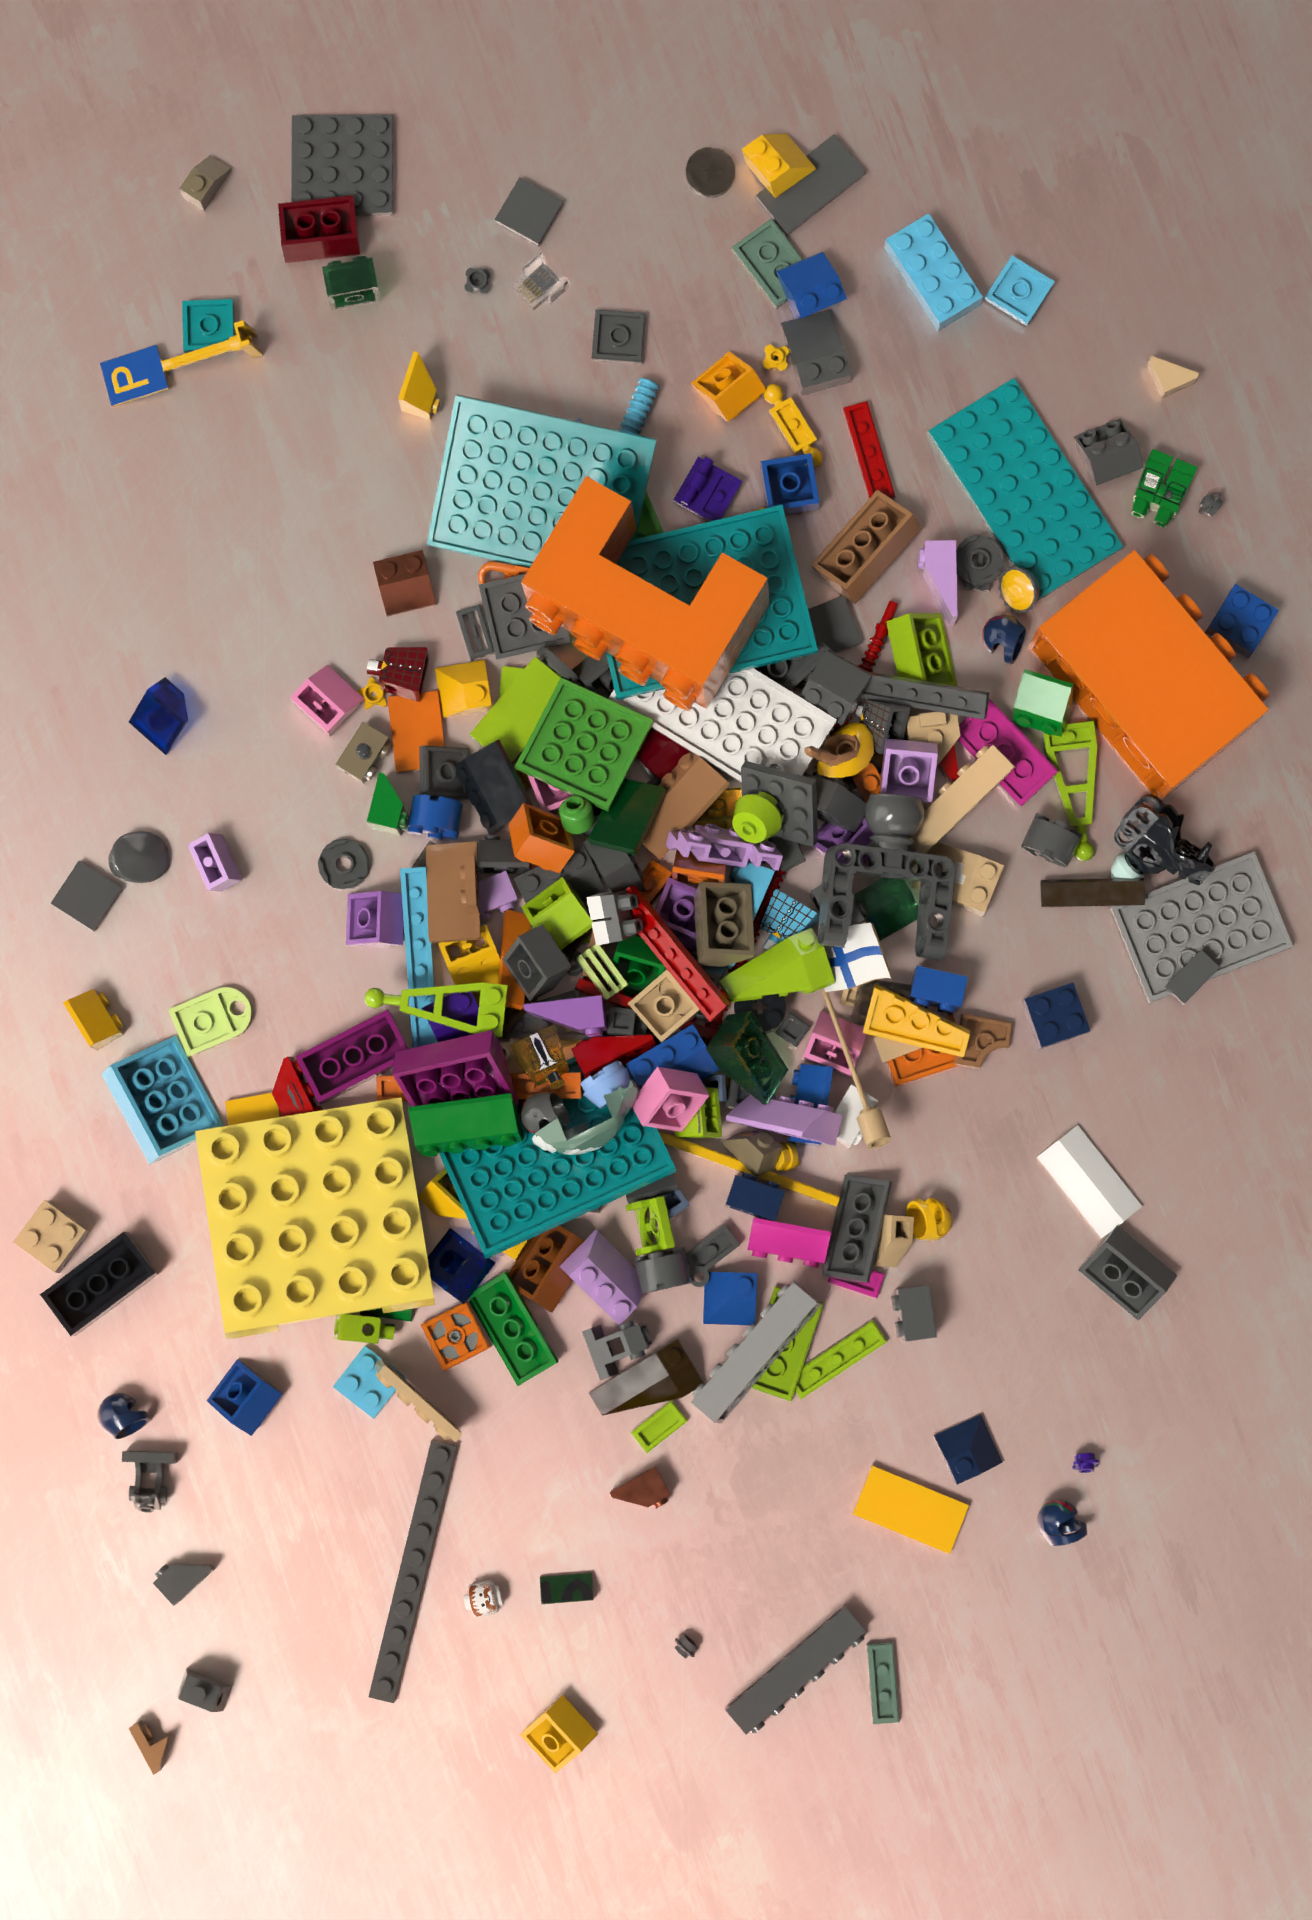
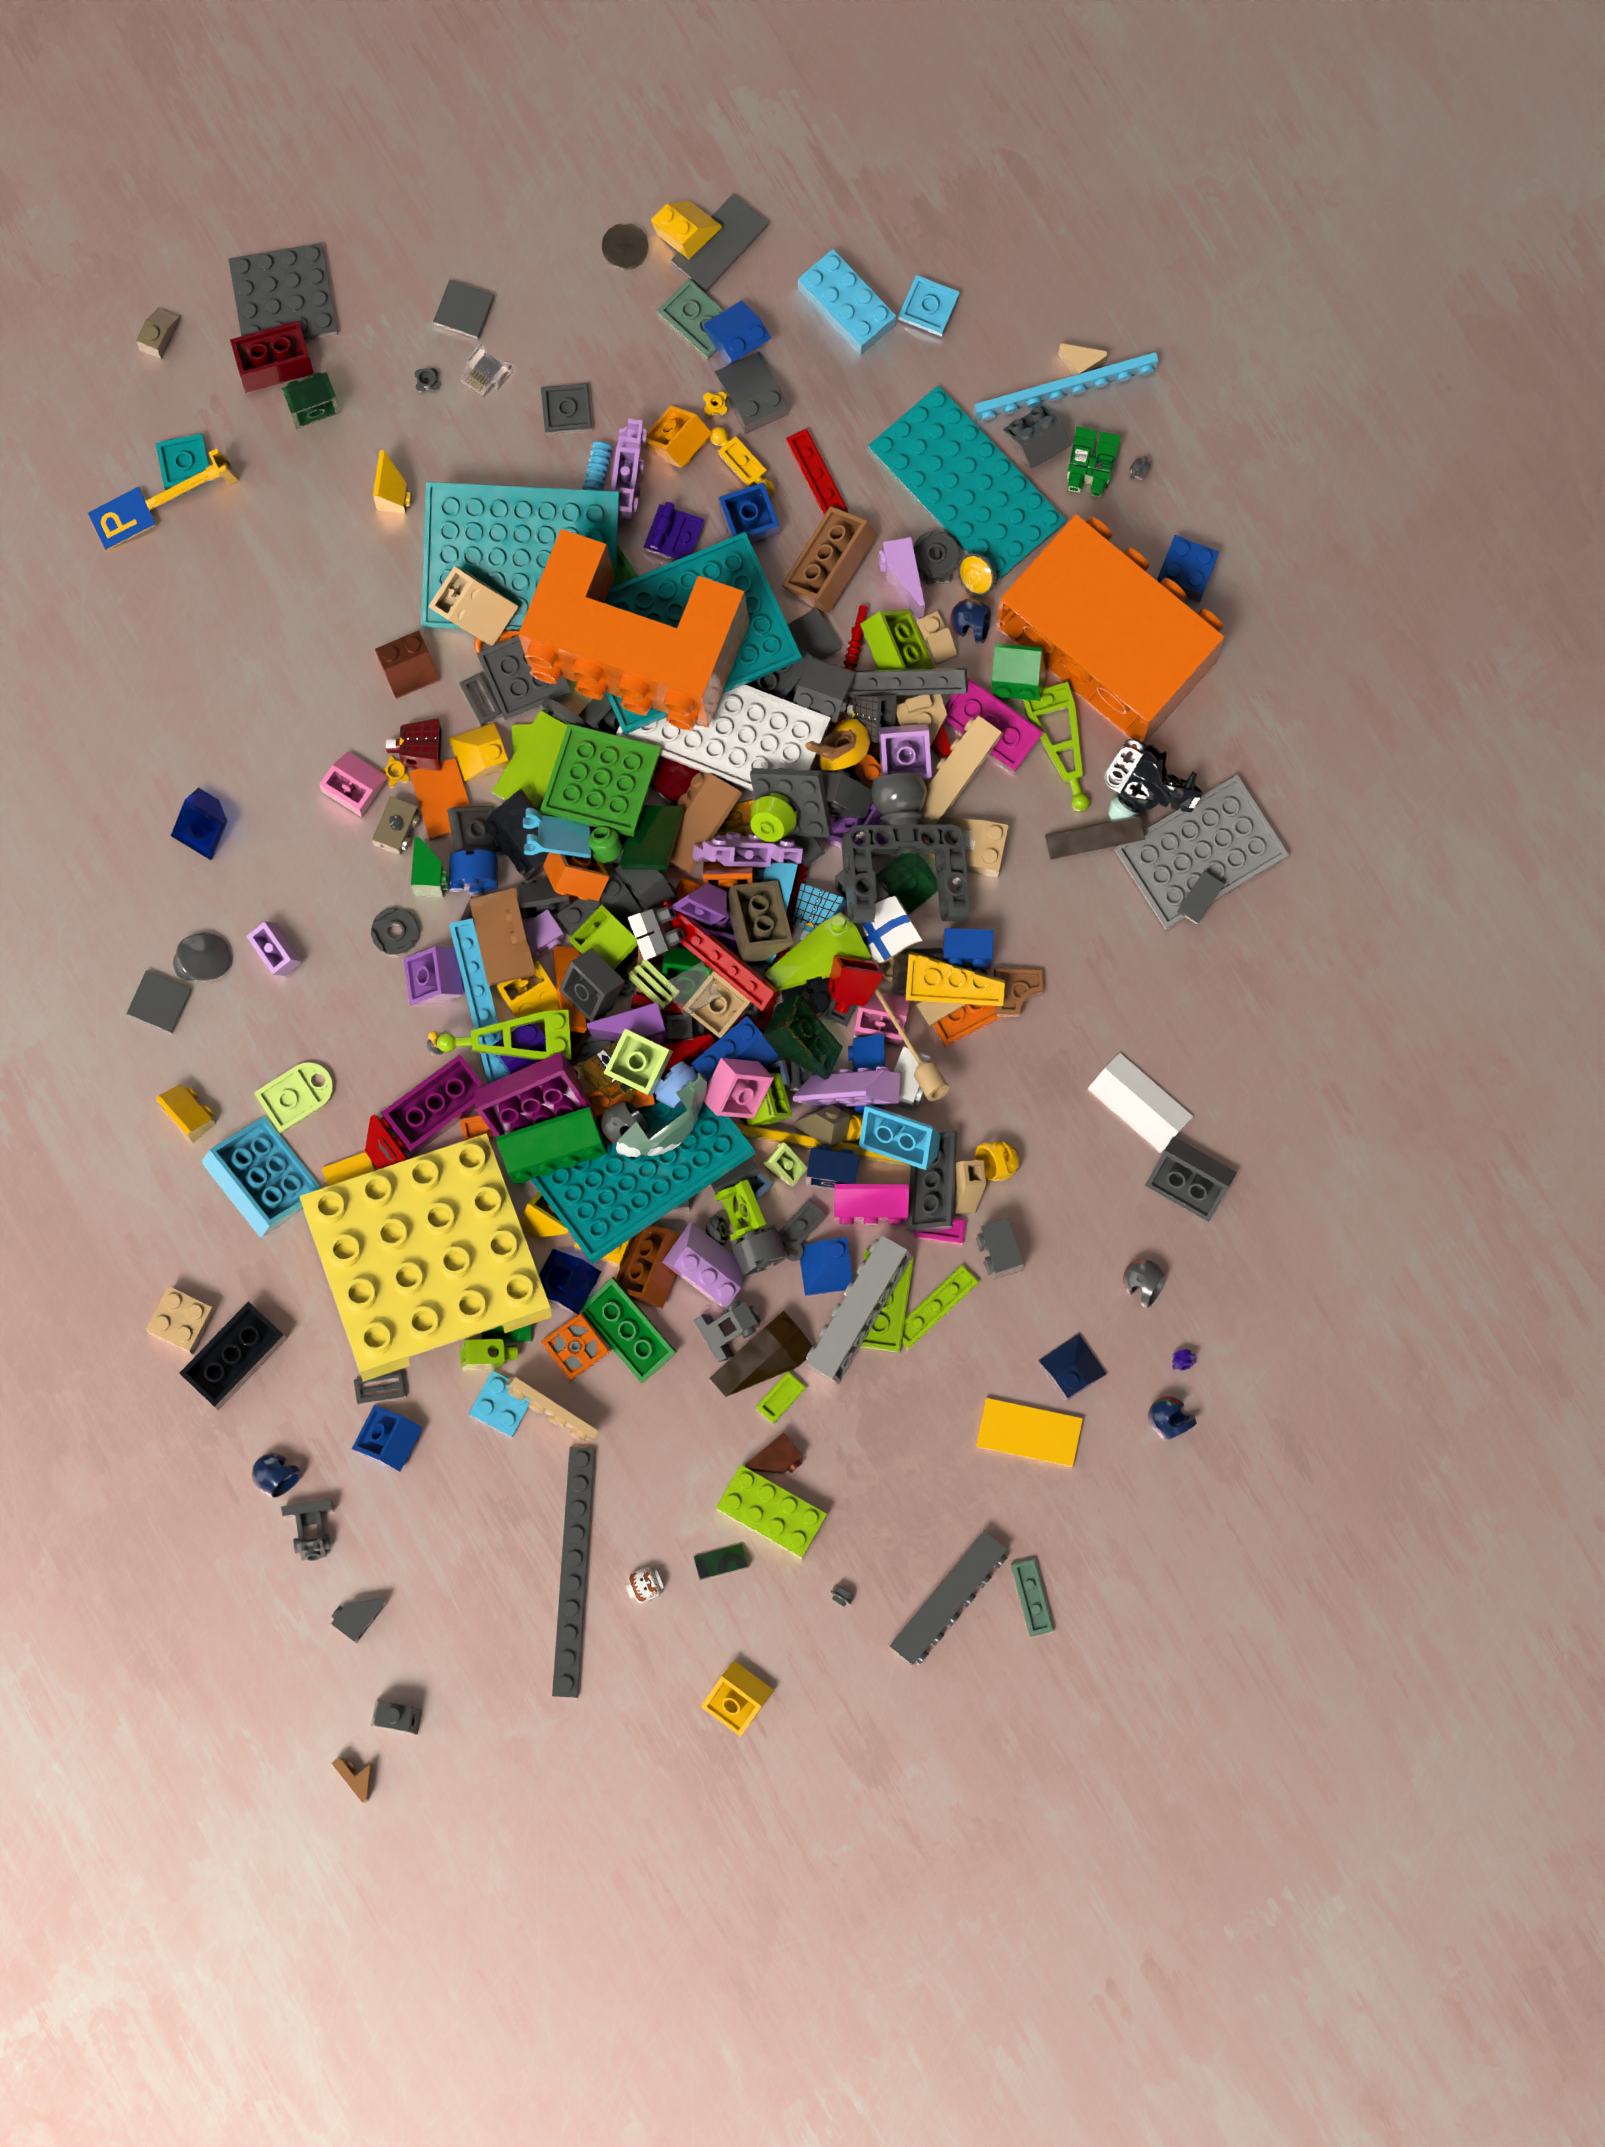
camera: 15 degrees left, 5 degrees down
(269, 1343) = (357, 1382): none -> dark grey tile
(362, 988) = (432, 1044): none -> hinge
(483, 534) = (473, 605): none -> tan slope
(527, 797) = (556, 835): none -> medium azure flag
(570, 1057) = (638, 1062): none -> yellowish green brick
(624, 1239) = (717, 1229): none -> dark grey plate
(628, 1546) = (771, 1512): none -> lime brick
(642, 985) = (693, 989): none -> clear piece
(669, 413) = (627, 466): none -> lavender bracket
(669, 896) = (704, 904): none -> medium lavender slope
(706, 1184) = (785, 1164): none -> yellowish green slope
(811, 1005) = (853, 981): none -> red torso
(829, 1180) = (899, 1137): none -> medium azure slope
(964, 649) = (937, 638): none -> tan slope
(1051, 840) = (1048, 796): dark grey brick -> none
(1056, 1016) = (1081, 955): dark blue brick -> none
(1062, 1369) = (1147, 1276): none -> dark grey helmet
(1139, 404) = (1057, 389): none -> medium azure plate

